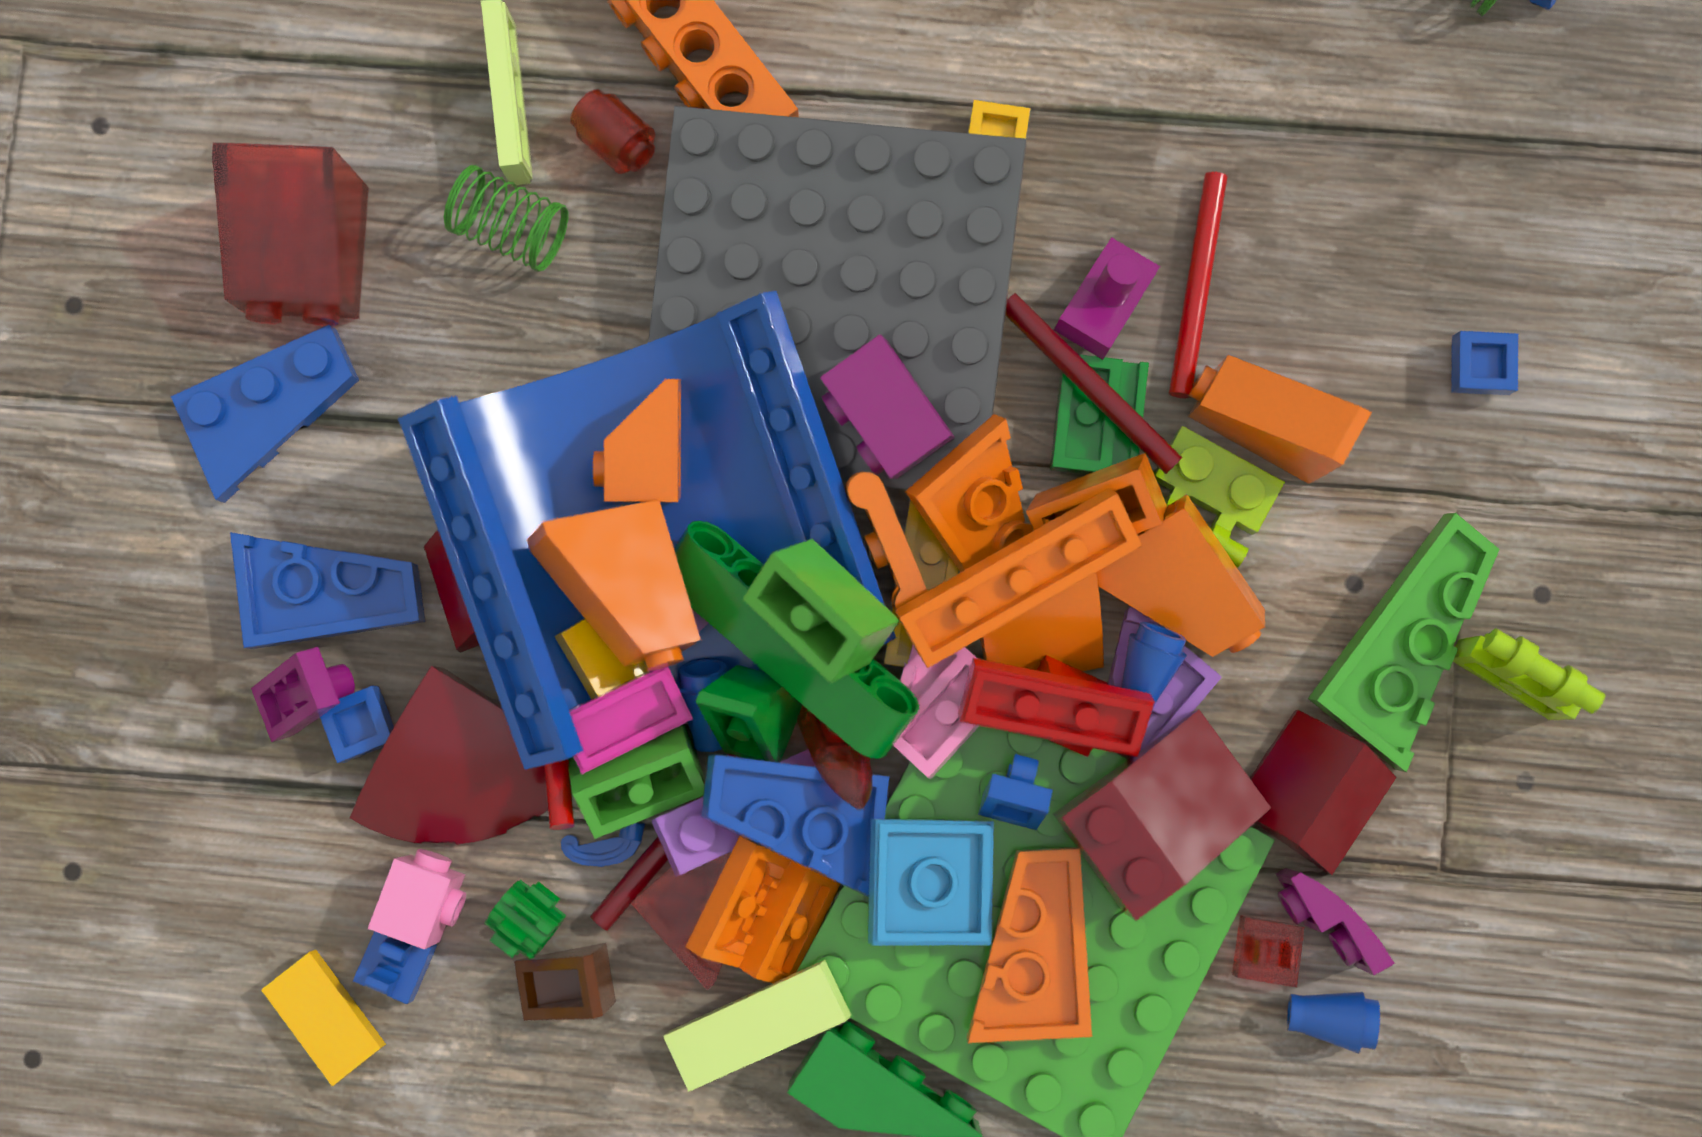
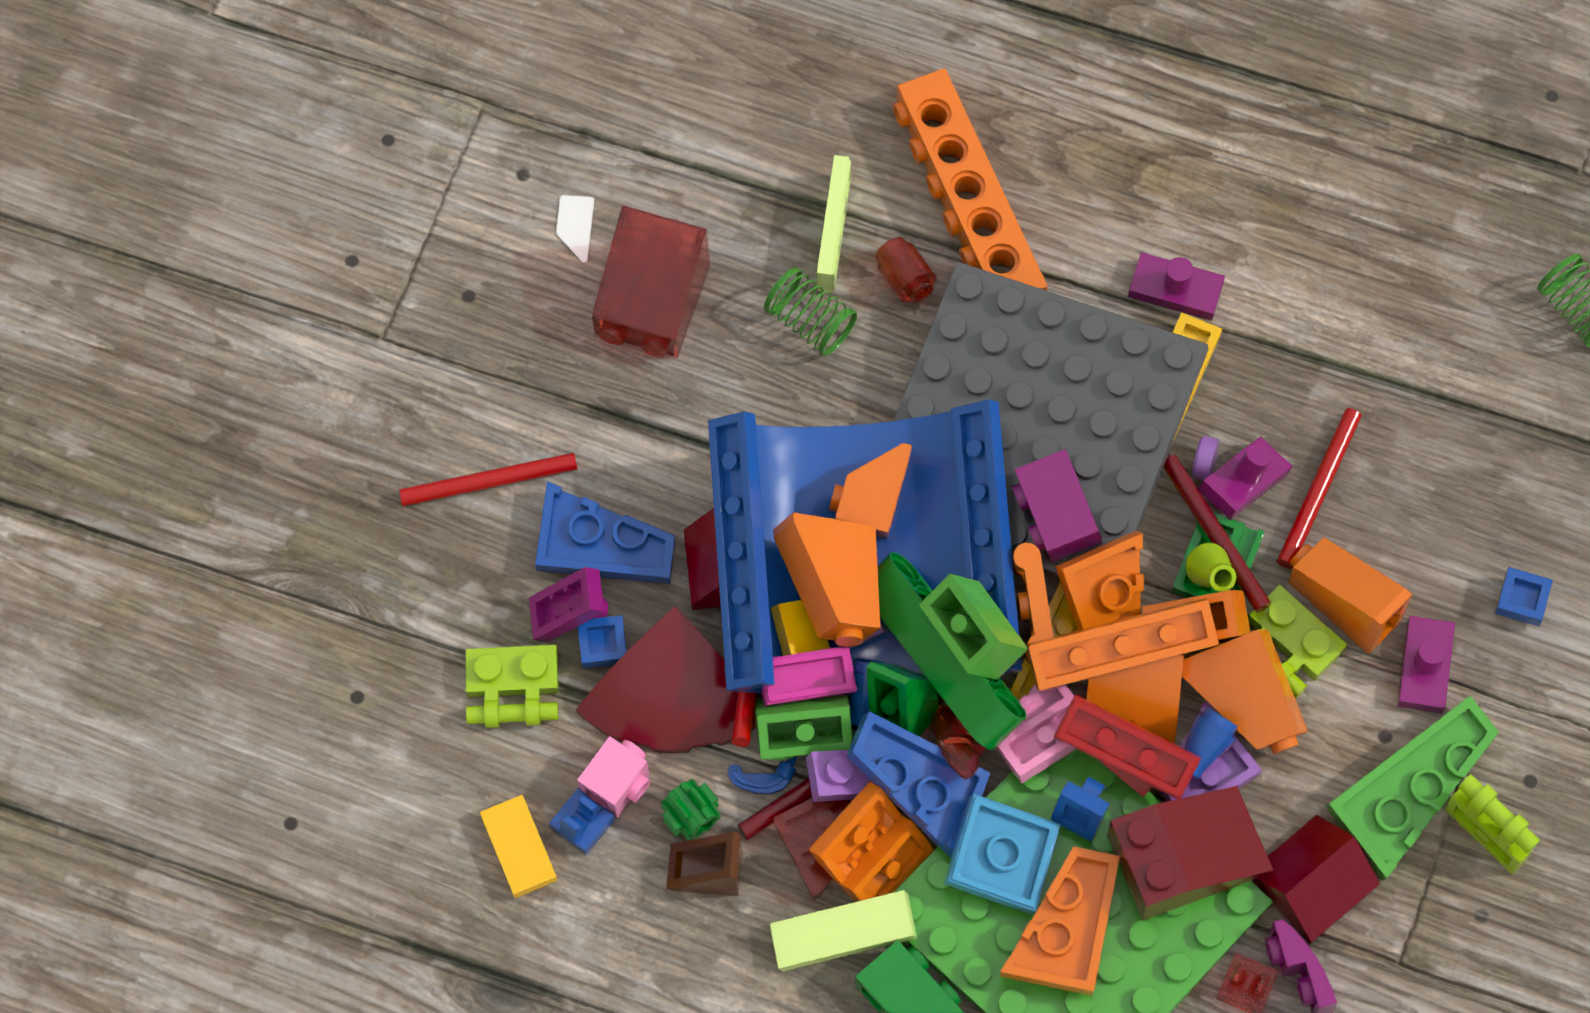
camera: 15 degrees right, 15 degrees down
(158, 544) = (488, 479): none -> red bar
(183, 174) = (575, 223): none -> white sticker
(253, 791) = (512, 673): none -> lime plate
(257, 406) = (590, 398): blue wing -> none
(957, 65) = (1176, 285): none -> magenta tile
(1051, 285) = (1205, 457): none -> medium lavender tile
(1100, 436) = (1210, 567): none -> lime cone
(1385, 482) = (1426, 664): none -> magenta tile

